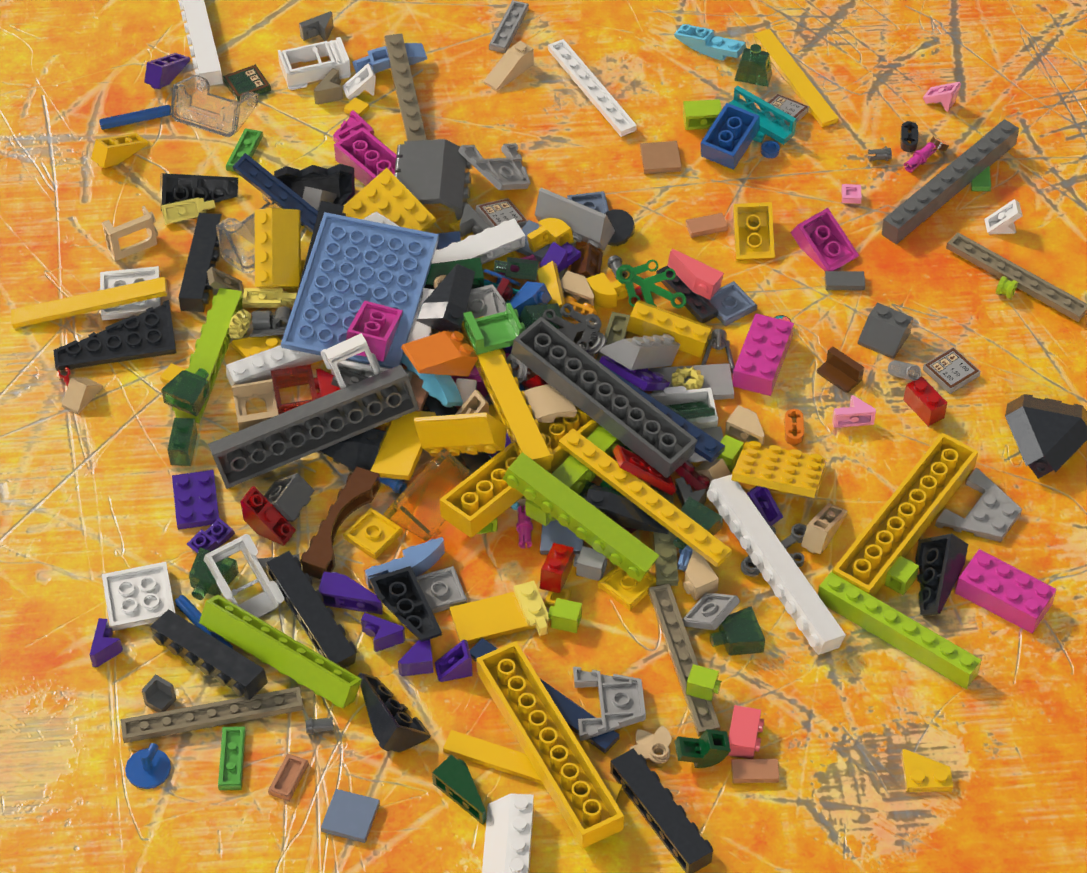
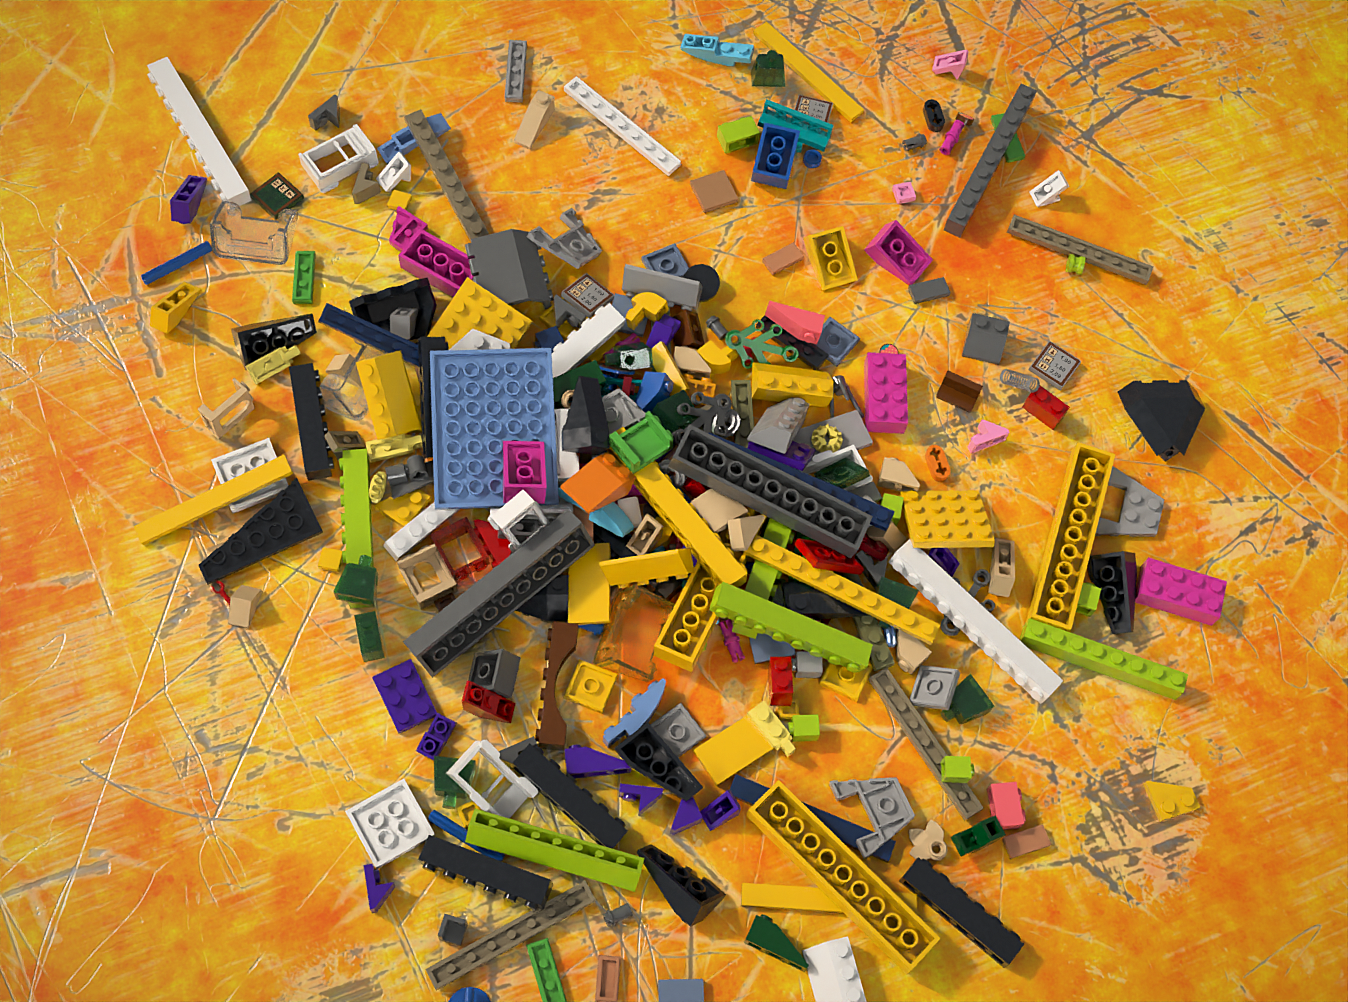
camera: 25 degrees left, 15 degrees up
(563, 421) = (743, 531): none -> tan slope

